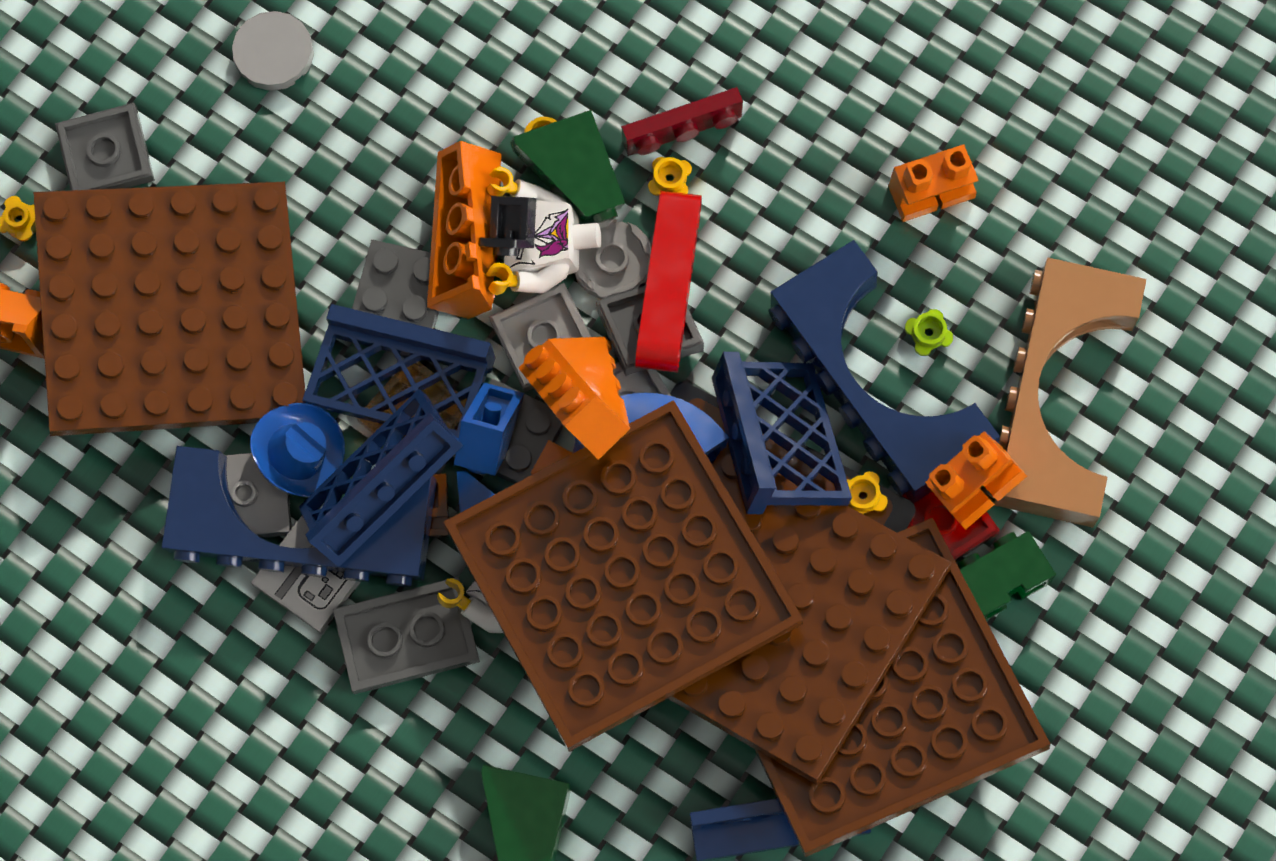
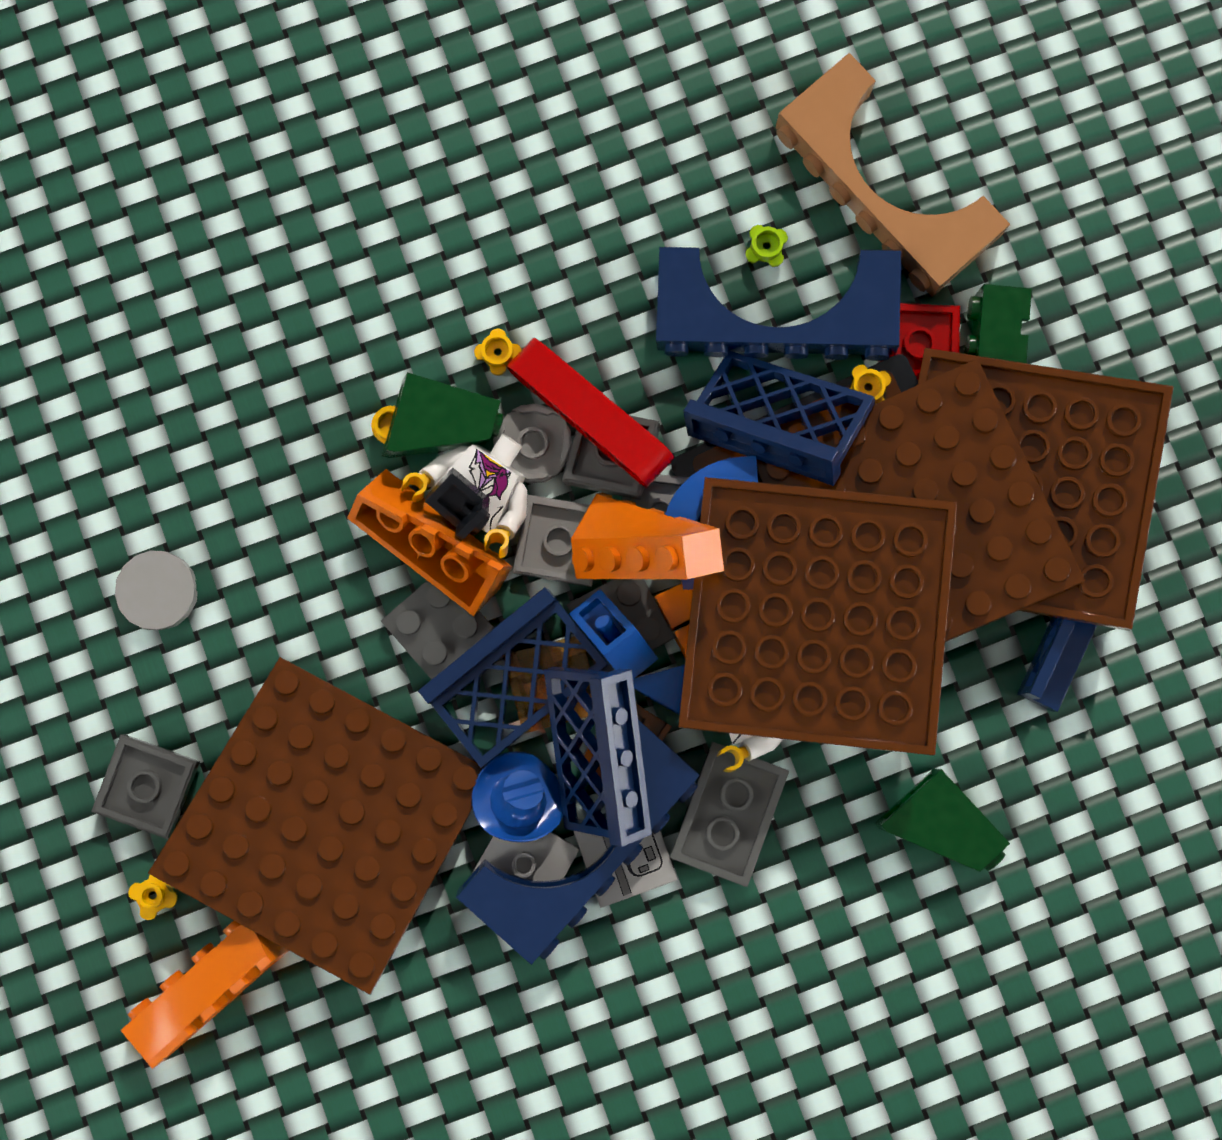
camera: 55 degrees left, 10 degrees up
(682, 122) = (462, 309): dark red plate -> none
(943, 174) = (652, 154): orange hips -> none
(977, 465) = (919, 294): orange hips -> none

